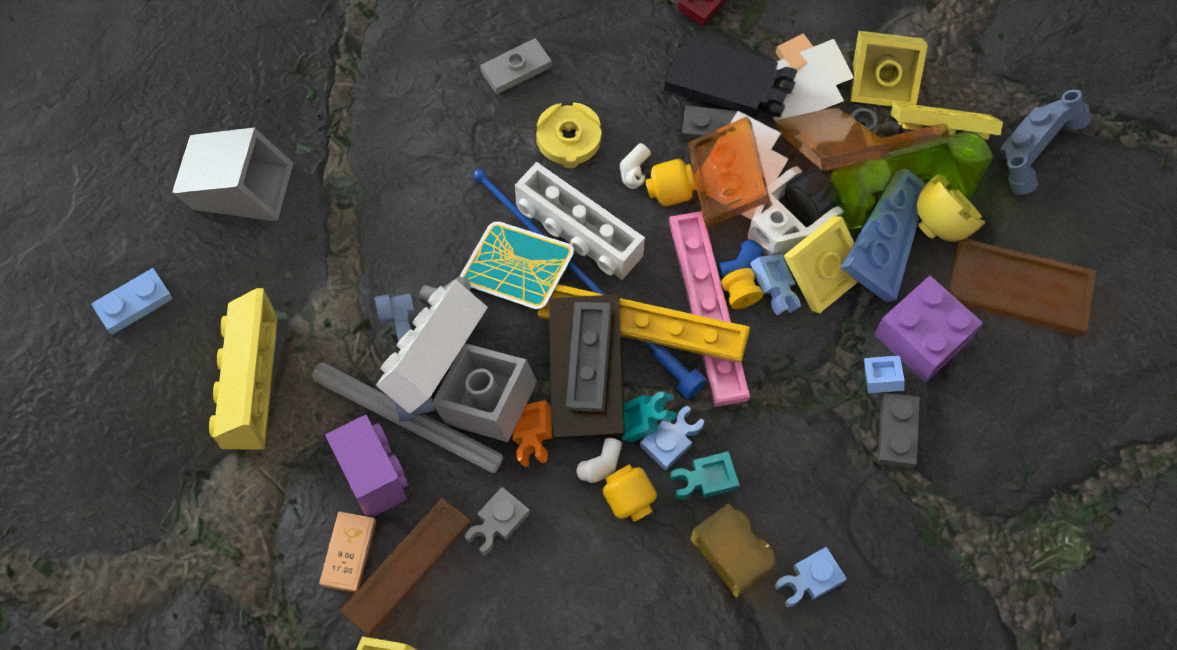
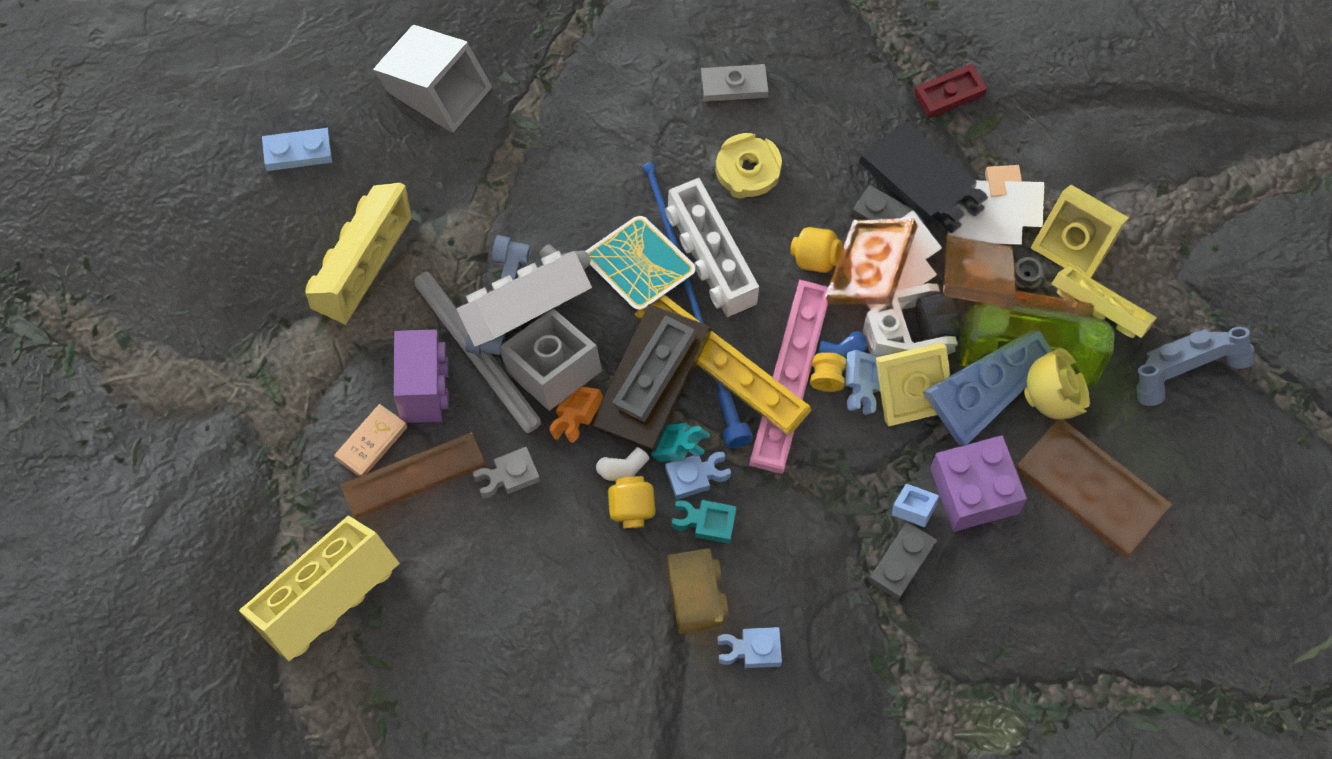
camera: 25 degrees right, 0 degrees up
(630, 166) = (789, 219): white arm -> none

